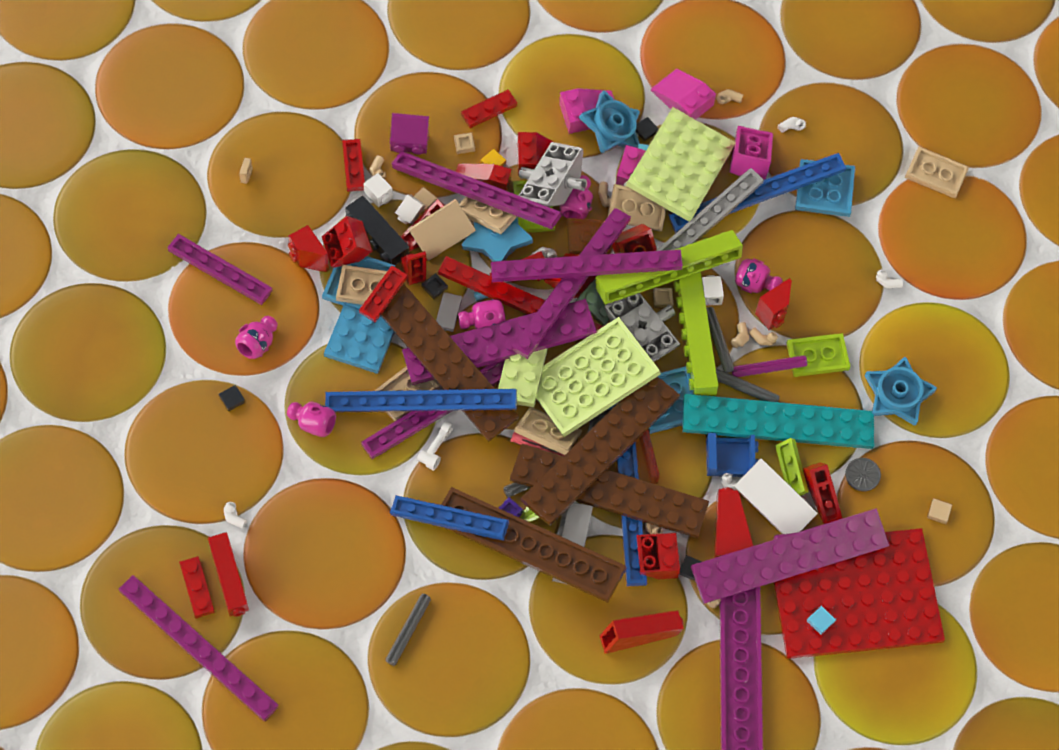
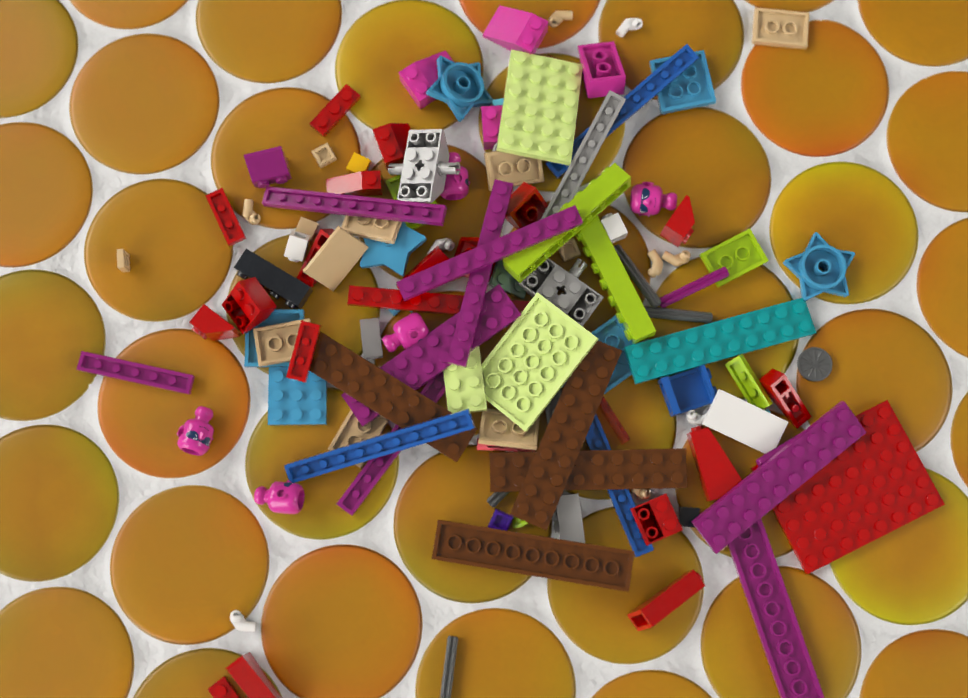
camera: 15 degrees left, 15 degrees up
(232, 398) = (196, 501): black tile -> none
(378, 190) = (259, 236): white brick -> none
(415, 267) = (322, 305): red slope -> none
(429, 458) = (406, 495): white brick -> none
(434, 286) = (348, 315): black tile -> none
(449, 517) = (448, 553): blue tile -> none
(580, 233) = (471, 212): clear orange tile -> none
(603, 193) = (475, 162): tan arm -> none
(646, 129) = (493, 79): black tile -> none
(821, 620) = (828, 529): medium azure tile -> none
(886, 282) = (771, 159): white arm -> none
(939, 511) = (896, 376): tan tile -> none

